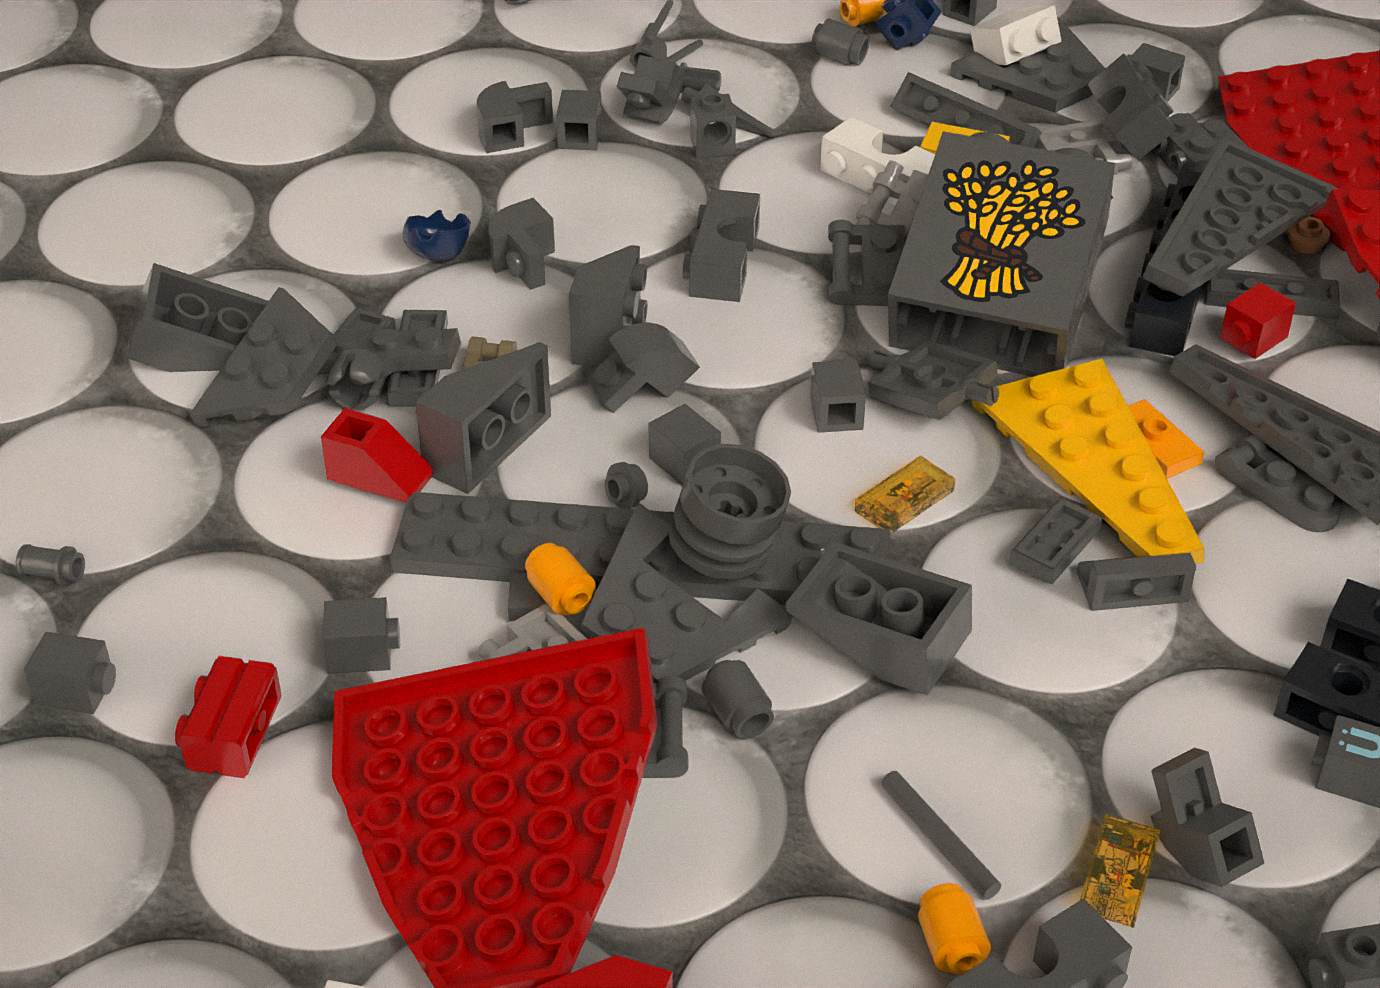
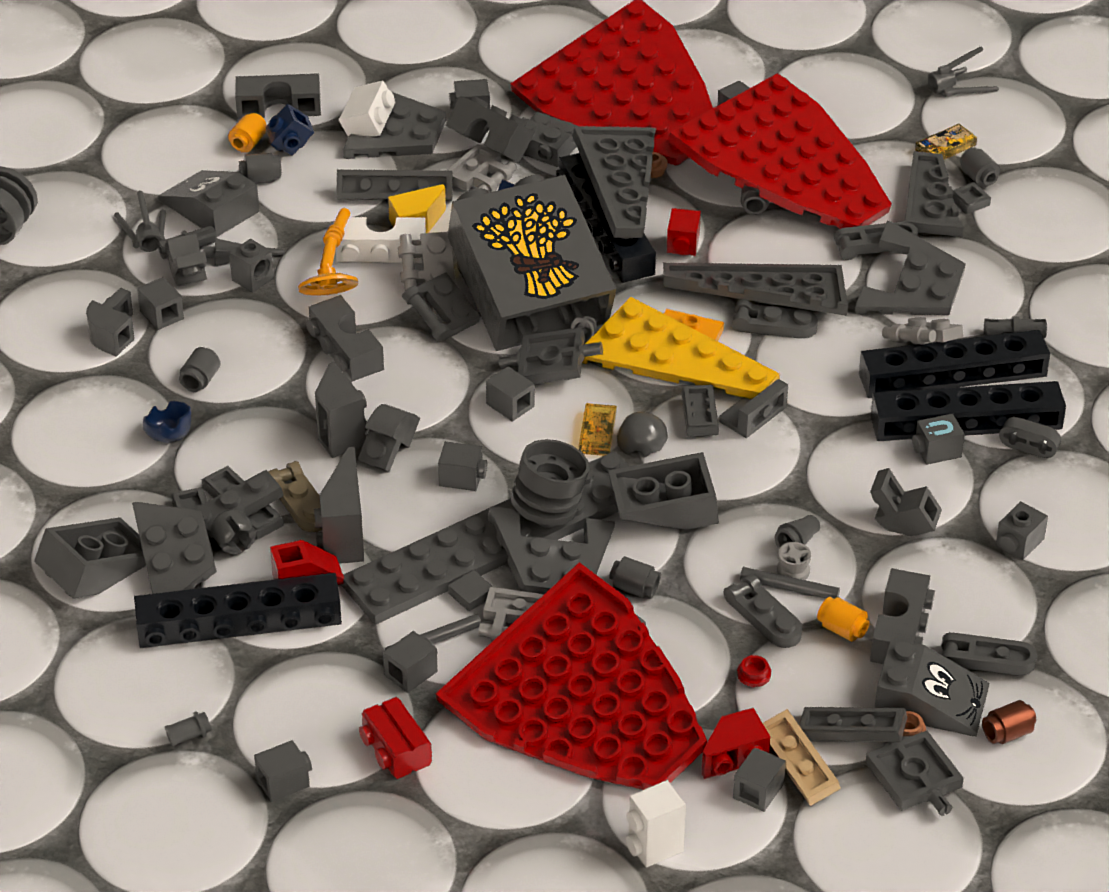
camera: 40 degrees left, 0 degrees up
(261, 466) = (237, 610): none -> black brick
(448, 627) = (452, 629): none -> dark grey bar
(520, 240) = (223, 402): dark grey brick -> none
(545, 190) = (199, 369): none -> dark grey brick
(559, 579) = (489, 570): light orange brick -> none
(626, 485) = (456, 499): dark grey plate -> none
(755, 924) = (754, 671): none -> red plate
(757, 55) = (214, 199): none -> dark grey slope
(766, 171) = (326, 281): none -> light orange dish
(862, 854) = (764, 612): none -> dark grey plate
(951, 528) = (642, 433): none -> dark grey hair
(969, 792) = (794, 560): none -> light grey wheel
(1010, 361) = (588, 323): none -> dark grey plate
(1014, 771) = (797, 531): none -> dark grey cone
(1120, 869) = (881, 550): clear yellow tile -> none
(1312, 295) = (659, 211): dark grey tile -> none

